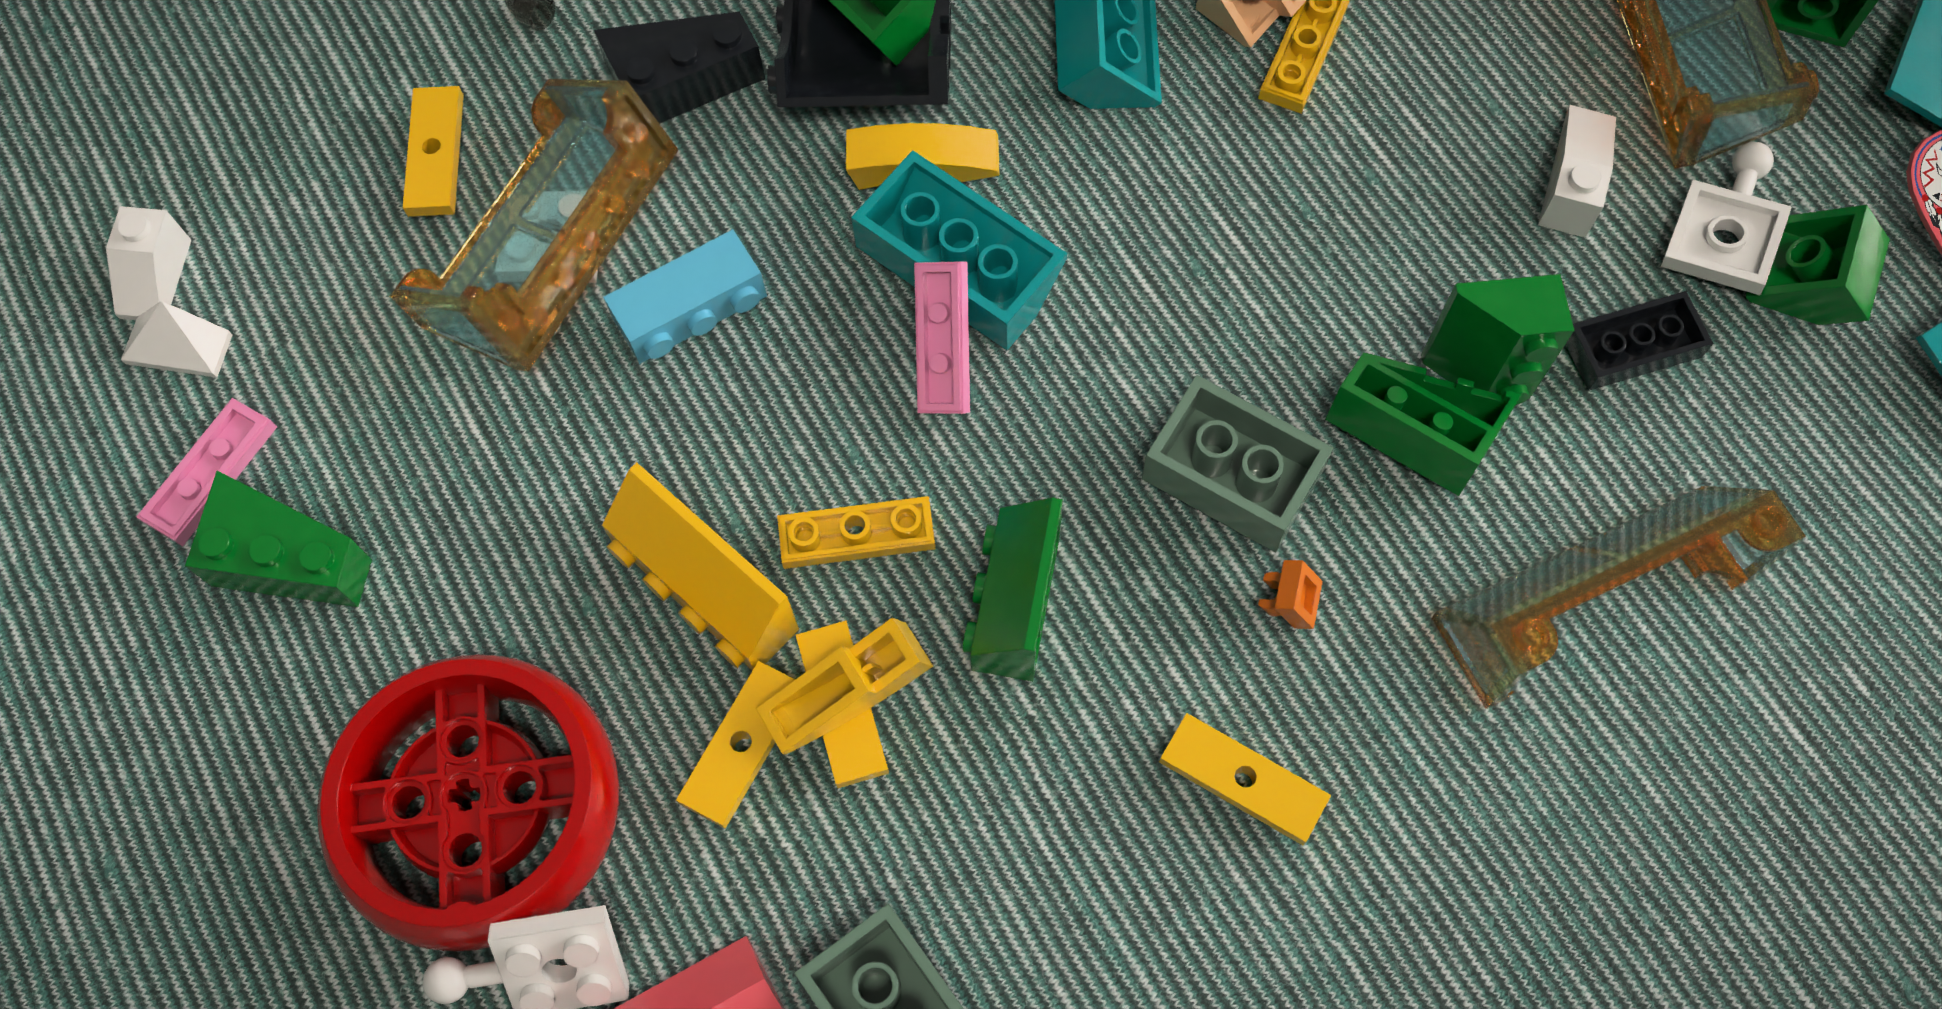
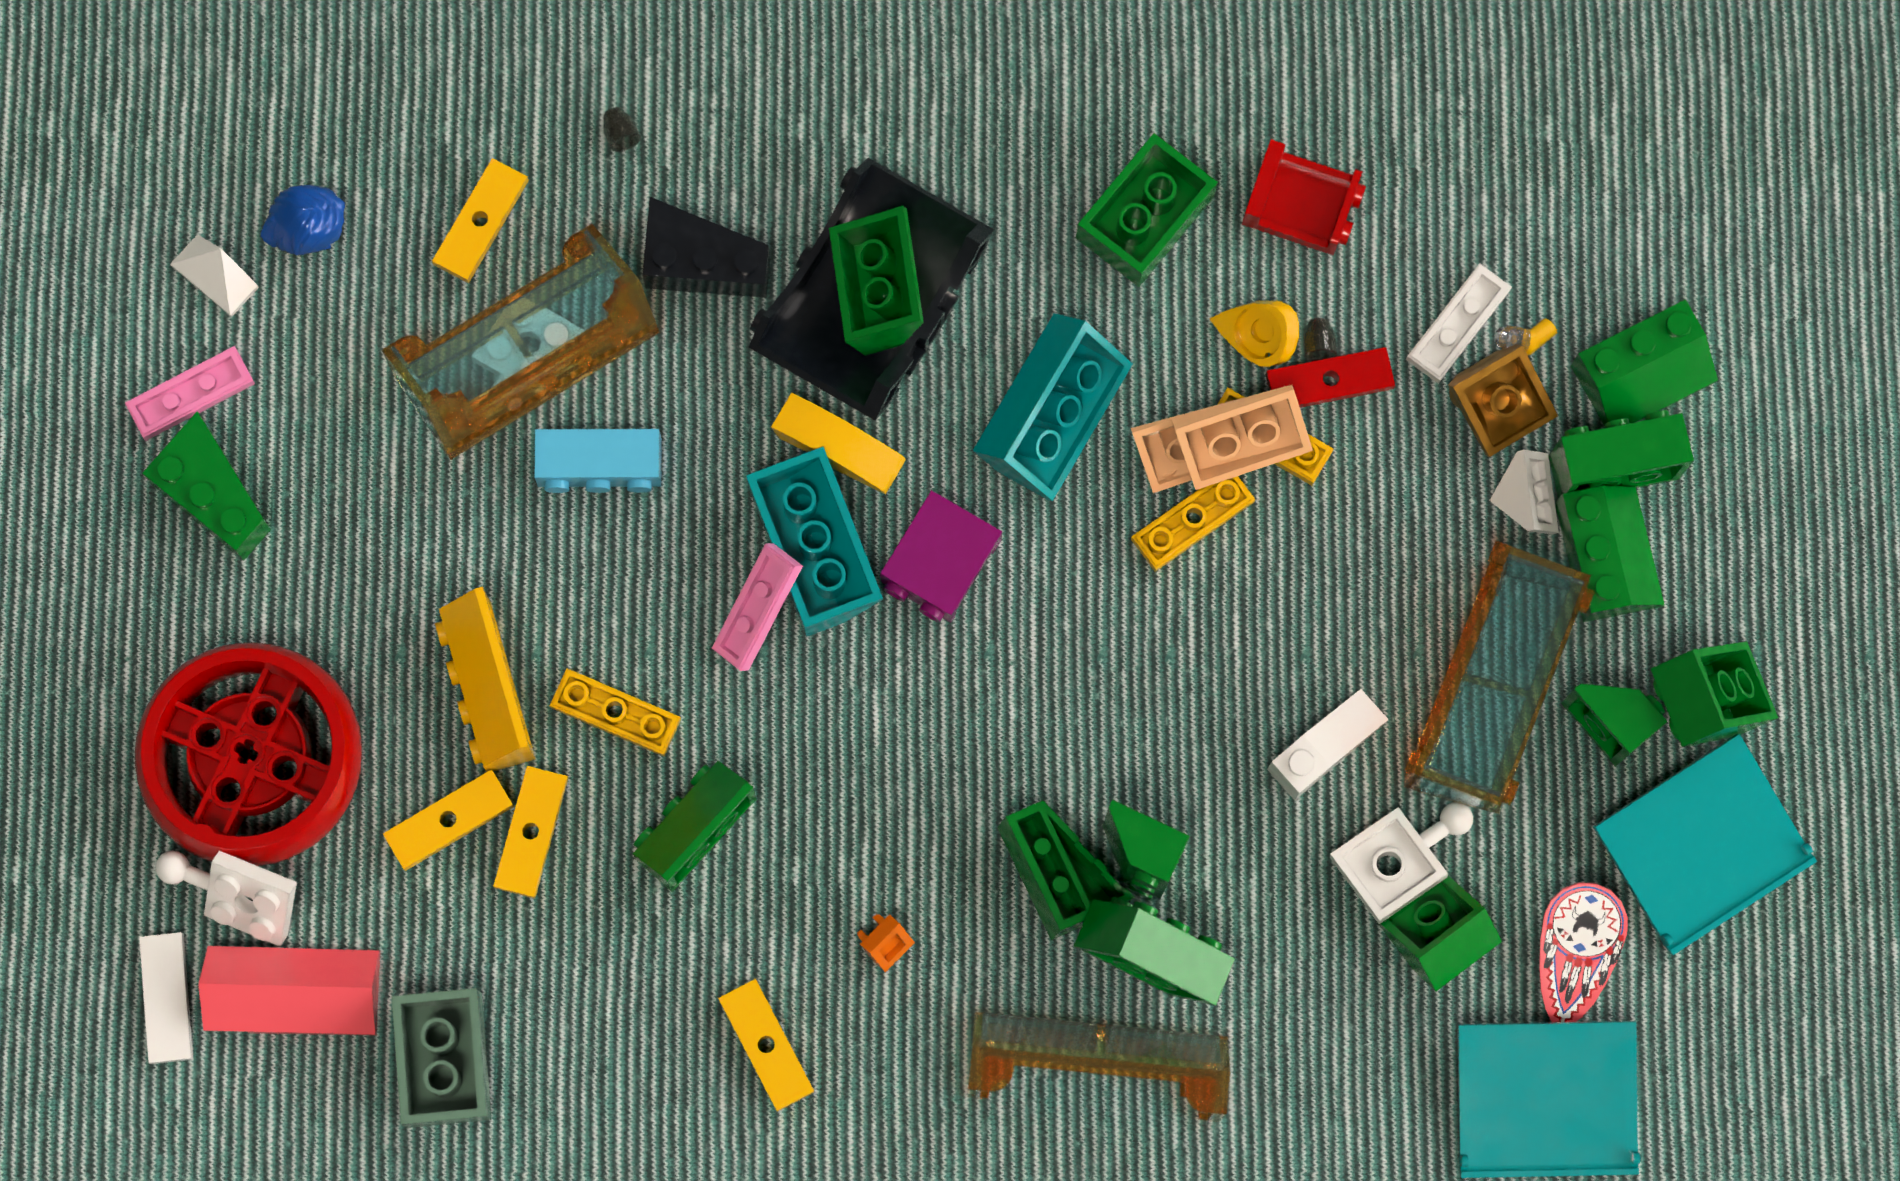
camera: 25 degrees right, 10 degrees up
(144, 259) = (223, 197): white slope -> none
(243, 238) = (304, 220): none -> blue hair
(844, 685) = (536, 824): yellow slope -> none
(1094, 200) = (939, 557): none -> magenta panel
(1236, 463) = (904, 824): sand green brick -> none
(1589, 426) = (1155, 950): none -> brick
(1638, 340) = (1262, 904): black piece -> none

